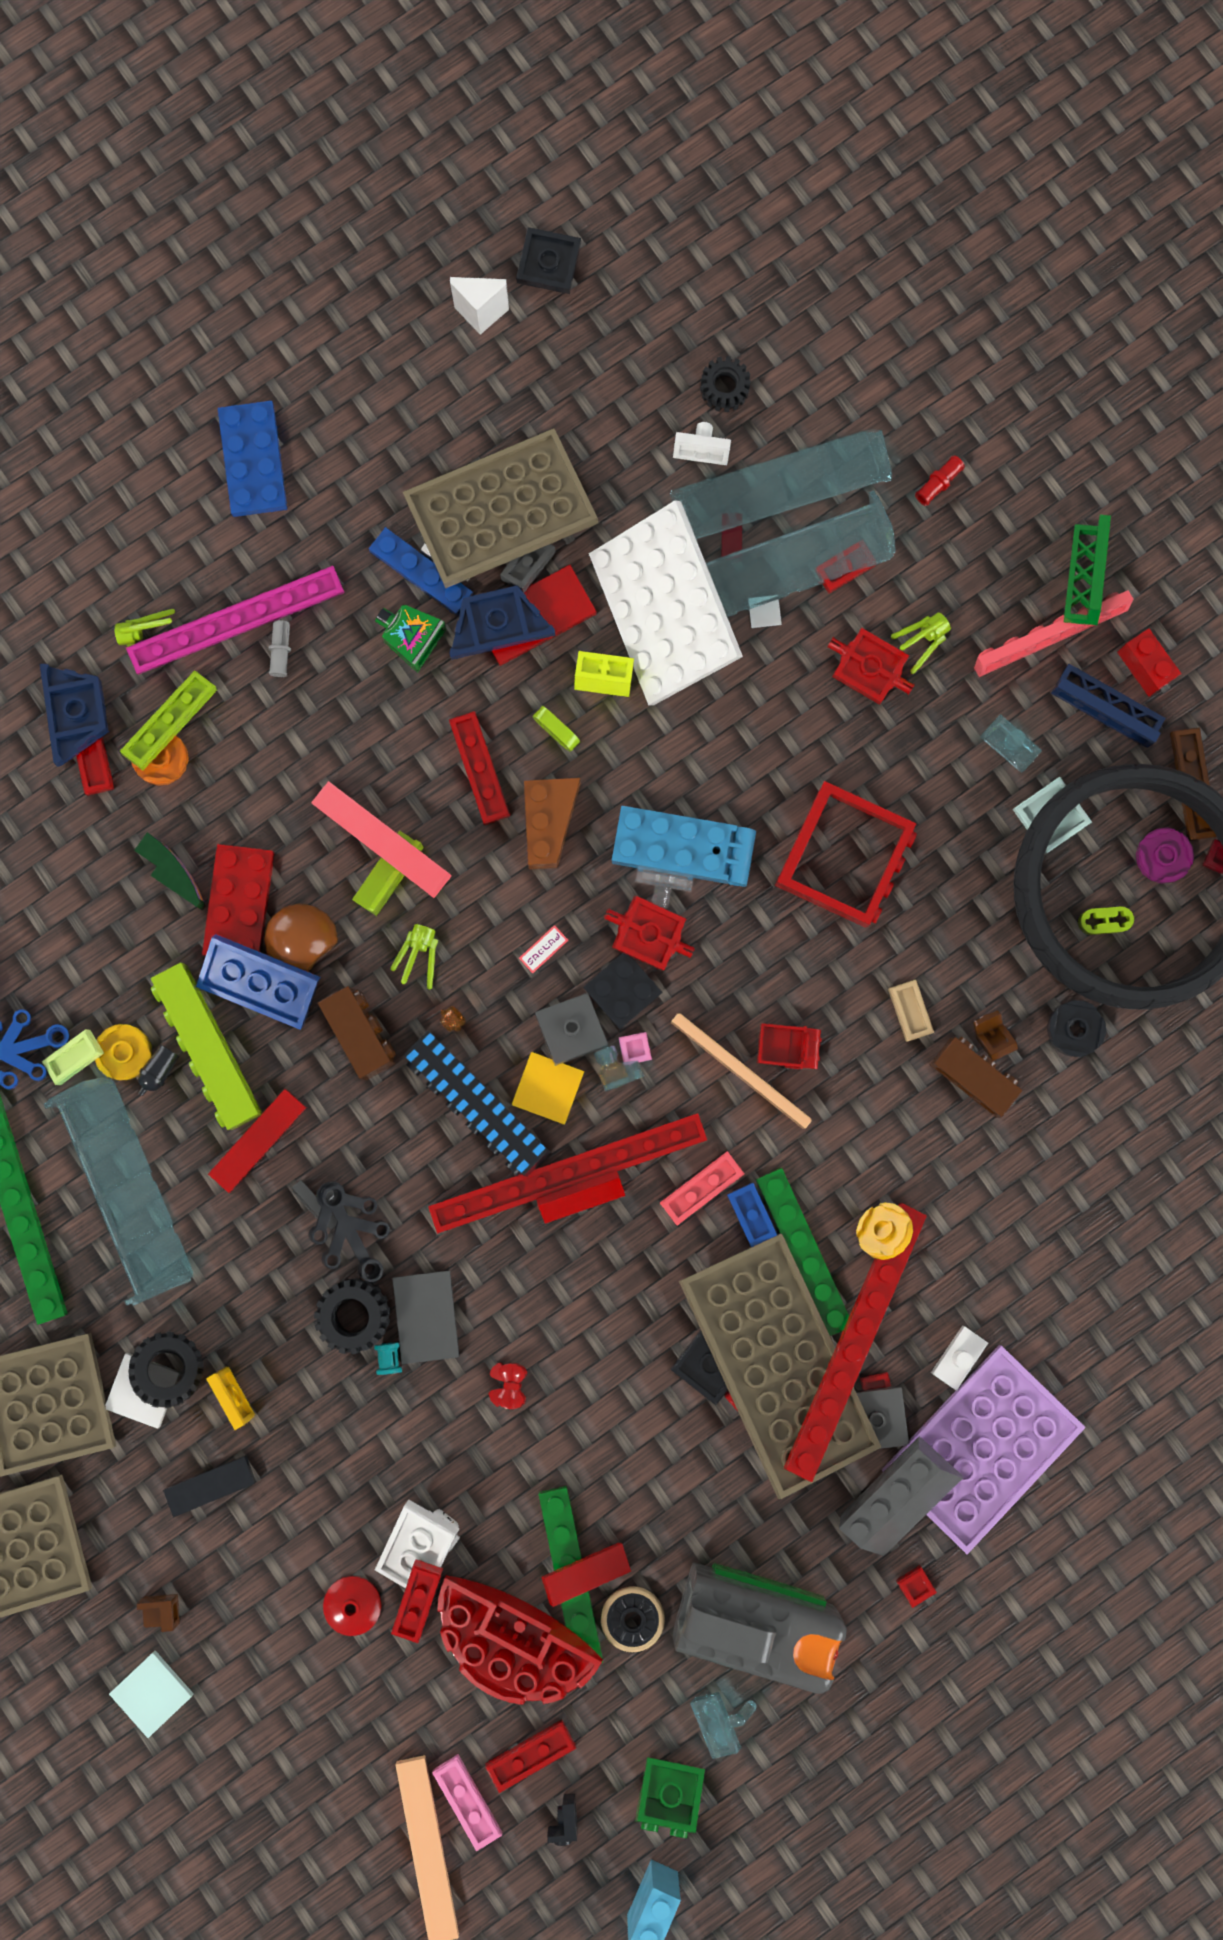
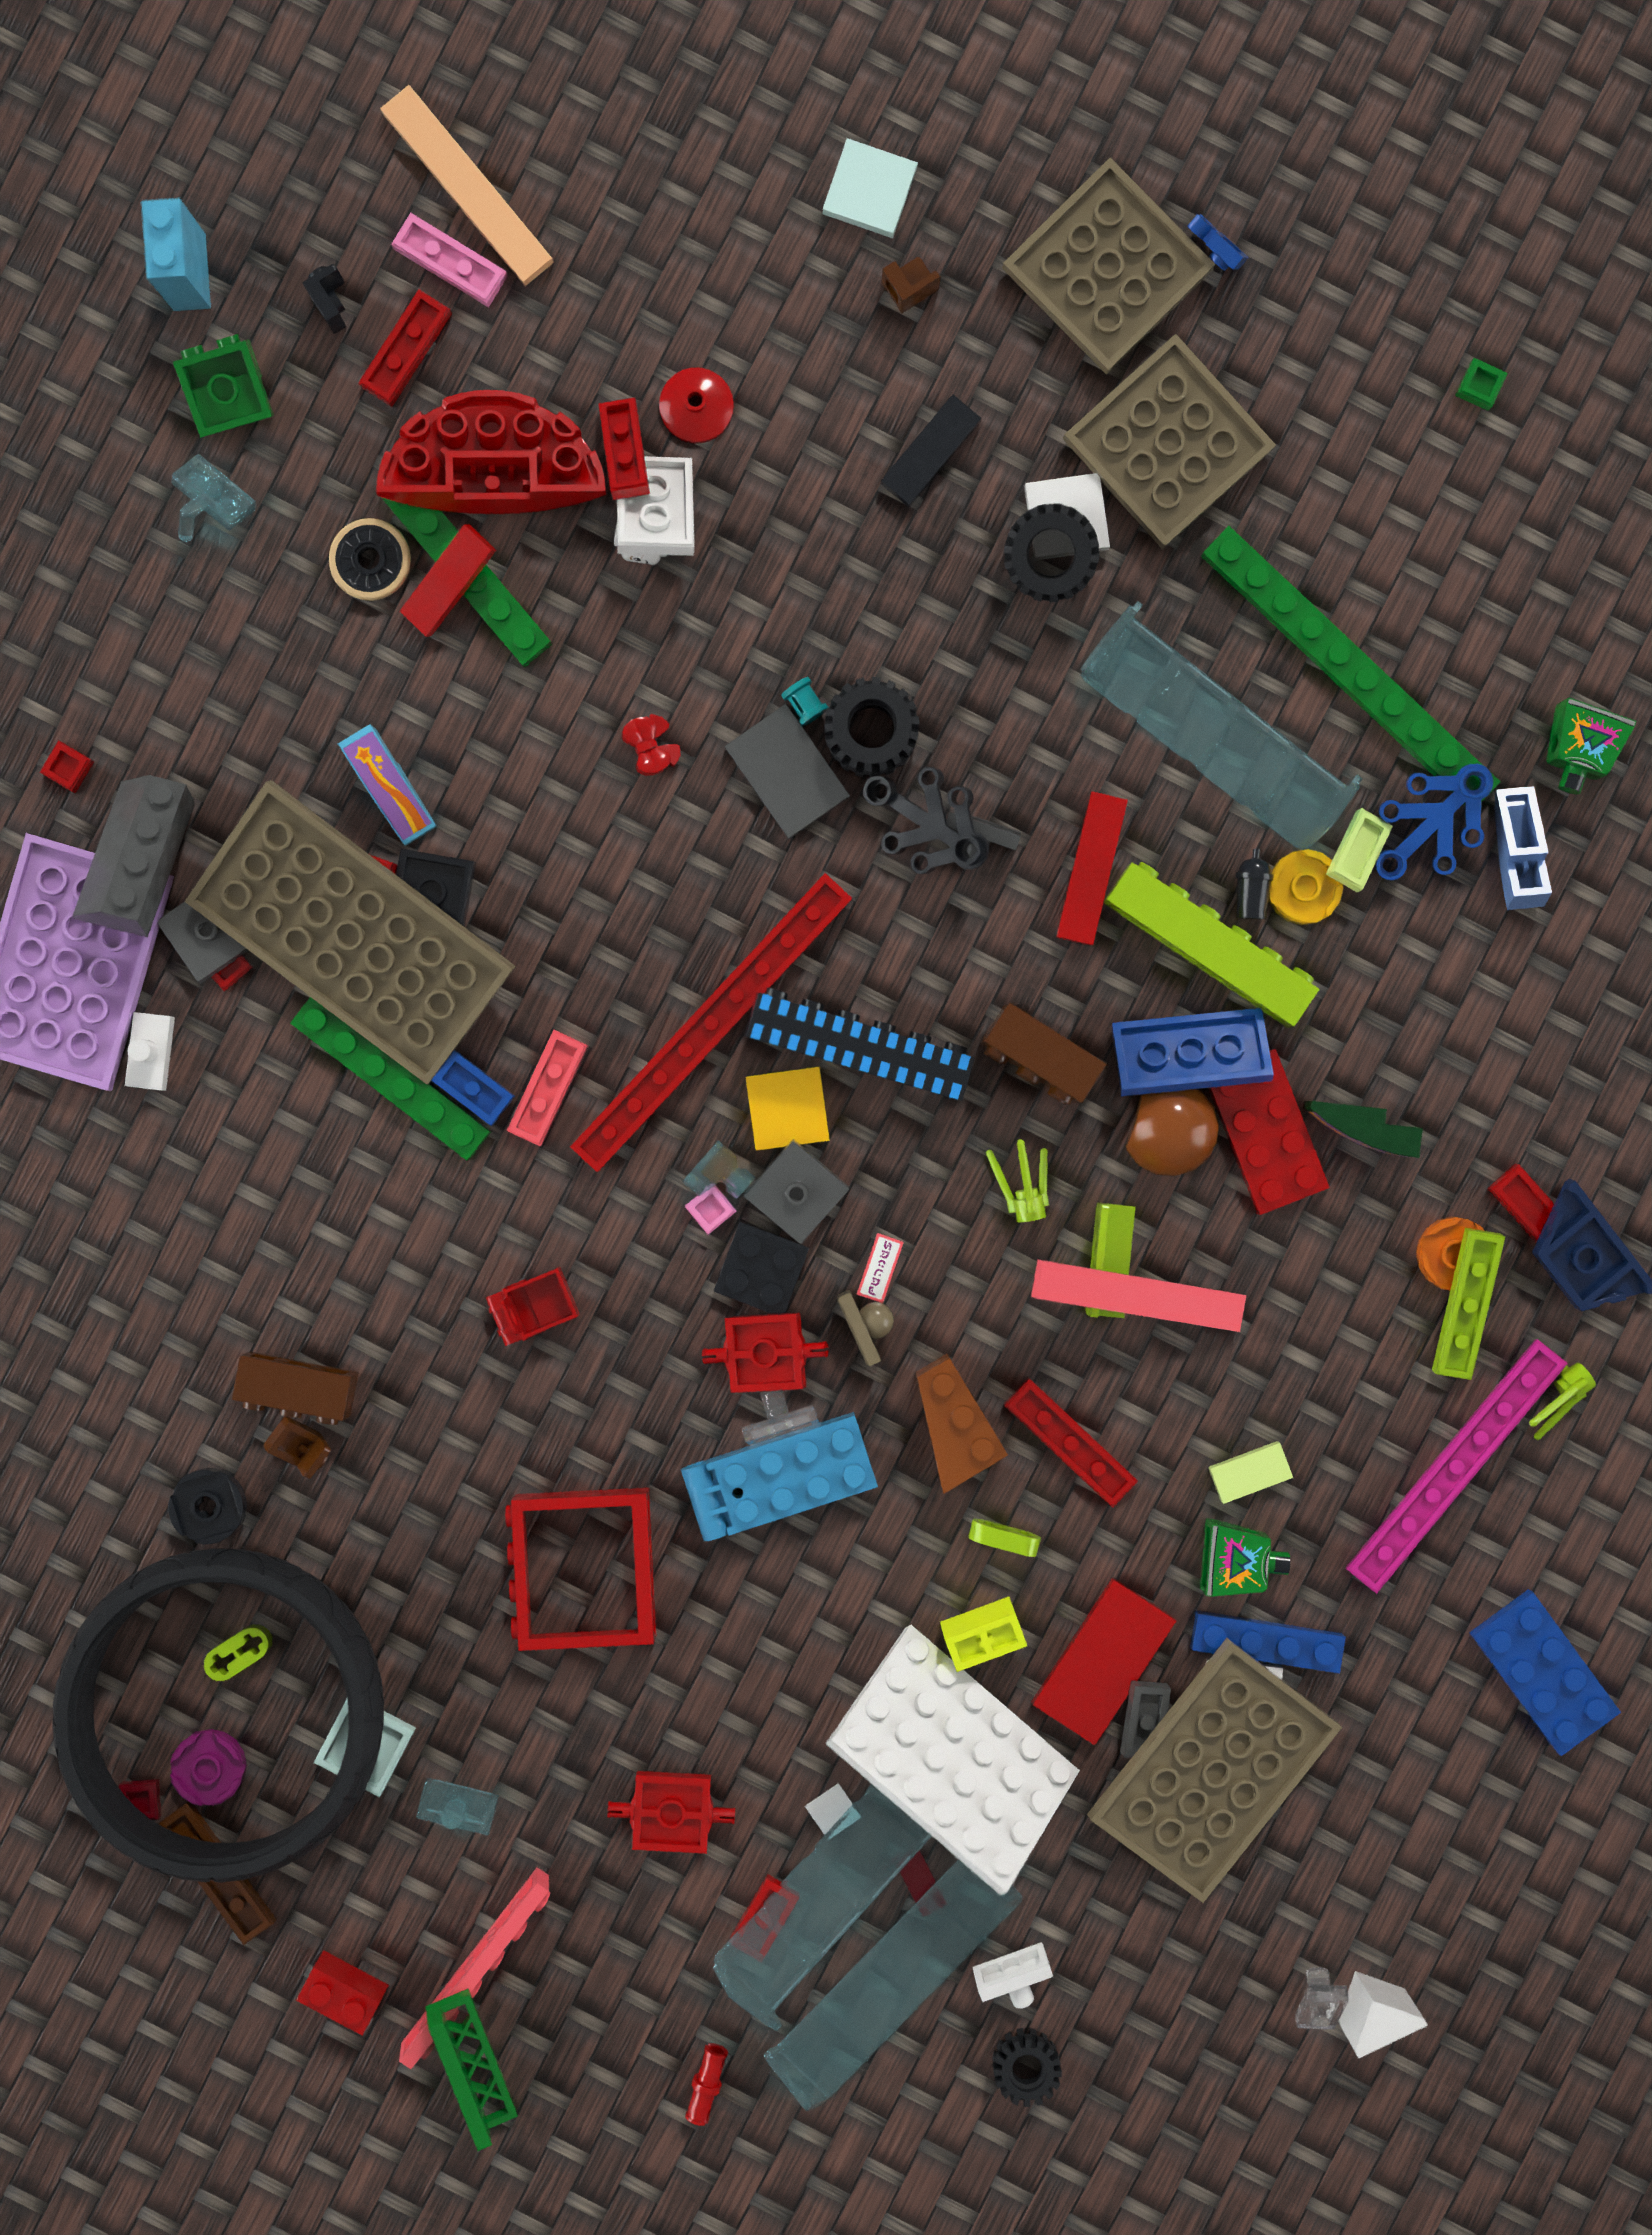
camera: 155 degrees right, 5 degrees up
(231, 1397) = (959, 561): yellow tile -> none
(279, 648) = (1384, 1459): light grey axle -> none
(371, 686) = (1250, 1472): none -> yellowish green tile
(452, 1019) = (941, 1129): clear orange plate -> none
(496, 622) = (1142, 1629): dark blue wing -> none
(511, 326) = (1321, 2002): none -> clear tile
(548, 260) = (1321, 2108): black plate -> none
(571, 916) = (872, 1321): none -> dark tan tile
(580, 1197) = (681, 1003): red tile -> none
(701, 1454) = (387, 784): none -> slope
(741, 1071) = (572, 1248): light nougat tile -> none
(759, 1627) = (219, 625): dark grey piece -> none
(849, 1358) = (276, 1005): red plate -> none
(884, 1231) = (308, 1150): yellow tile -> none
(911, 1010) = (412, 1424): tan tile -> none
(931, 629) = (621, 1896): lime plant -> none
(1104, 710) = (364, 1905): dark blue fence -> none

